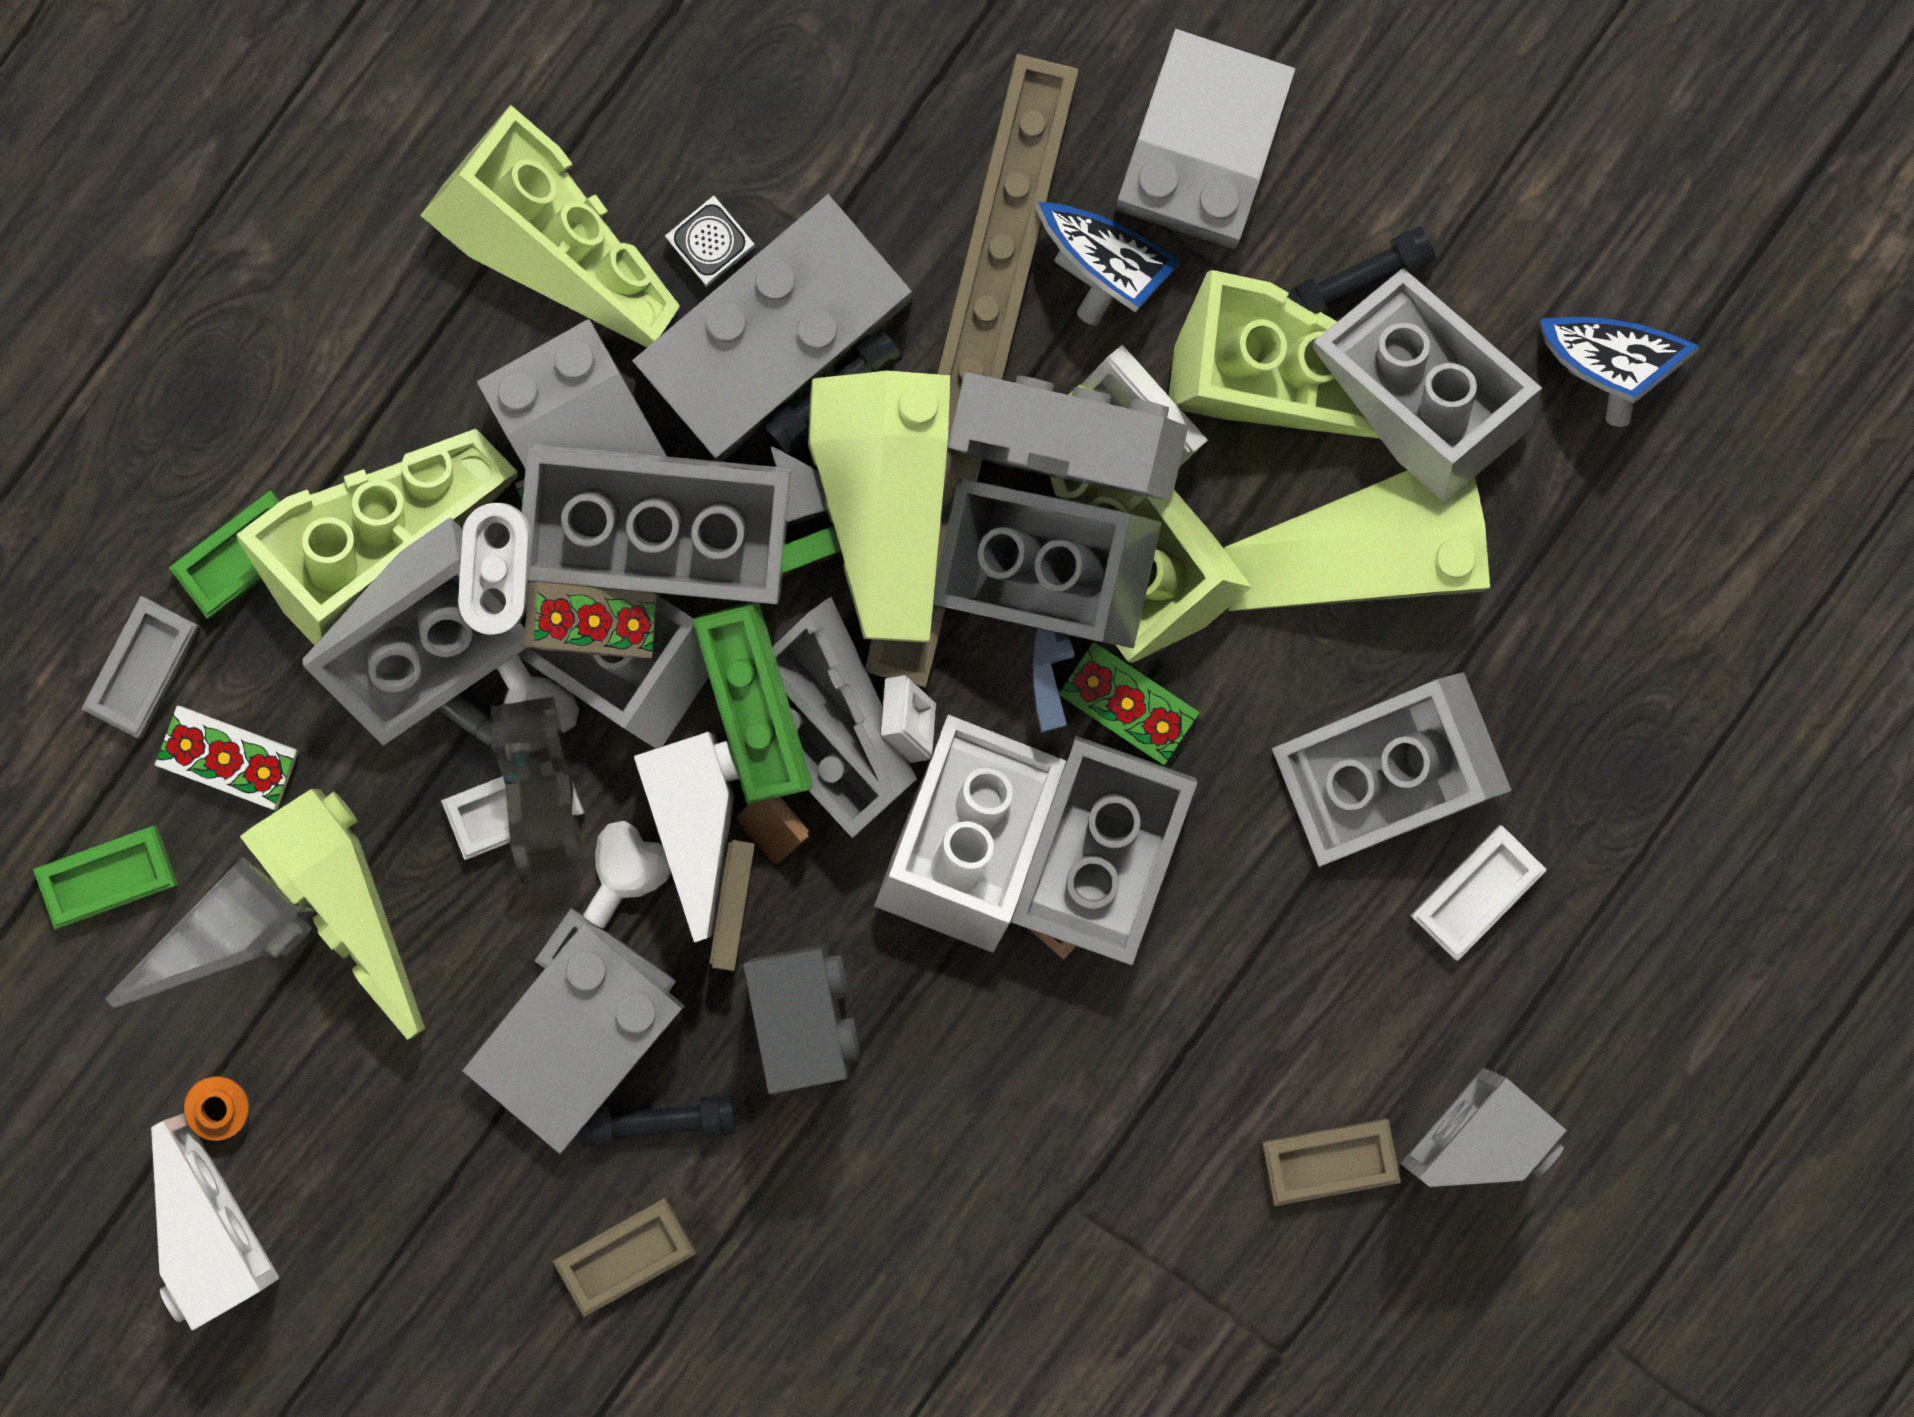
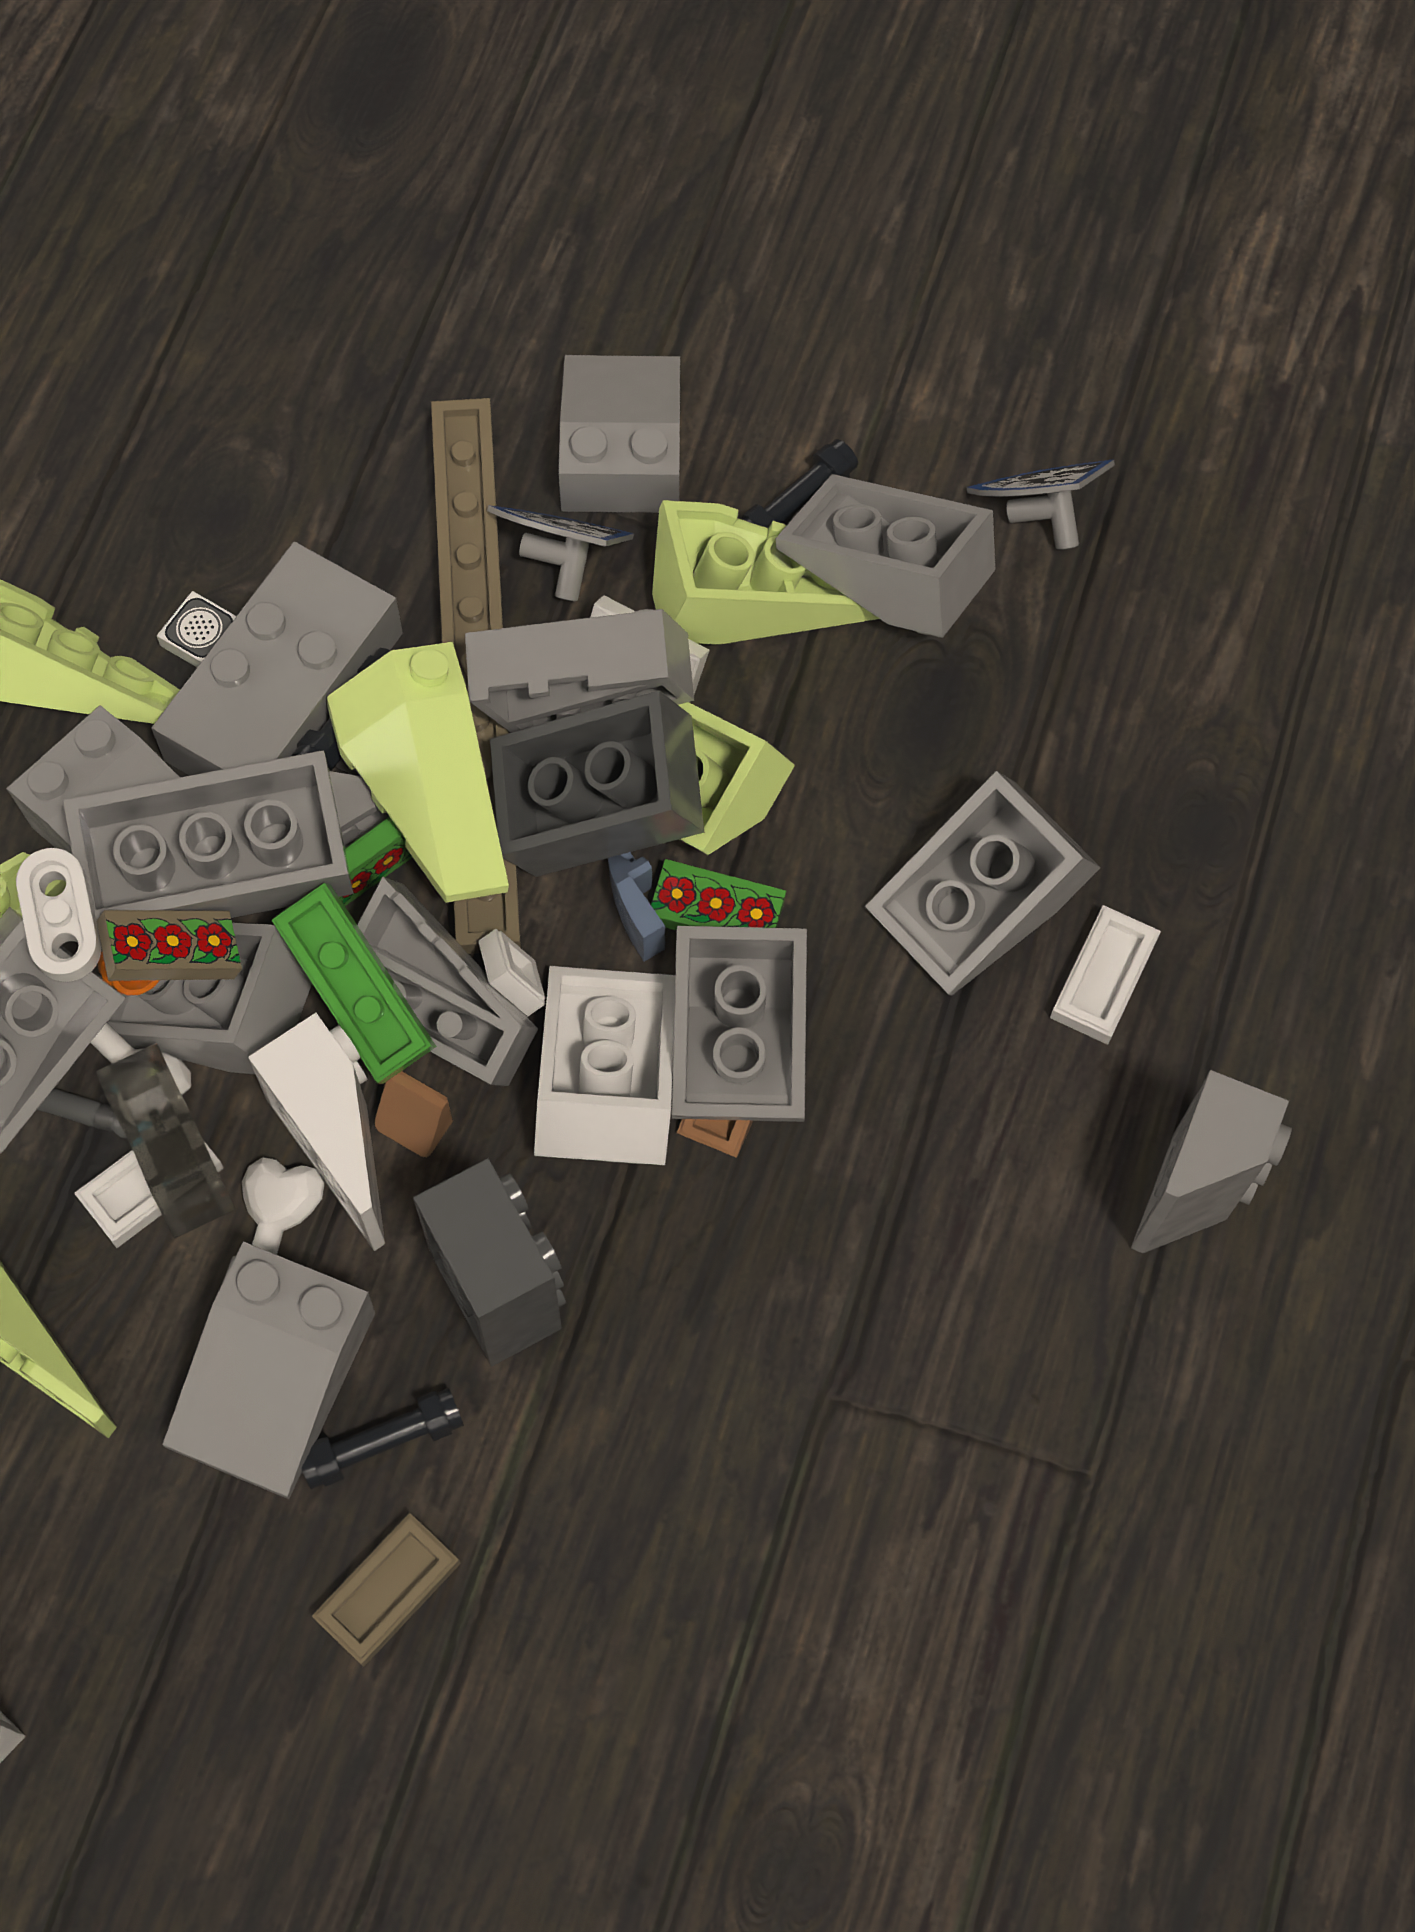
camera: 20 degrees left, 20 degrees down
(731, 905) = (392, 1198): dark tan tile -> none
(1331, 1162) = (1064, 1265): dark tan tile -> none
(1369, 547) = (895, 707): yellowish green wedge -> none

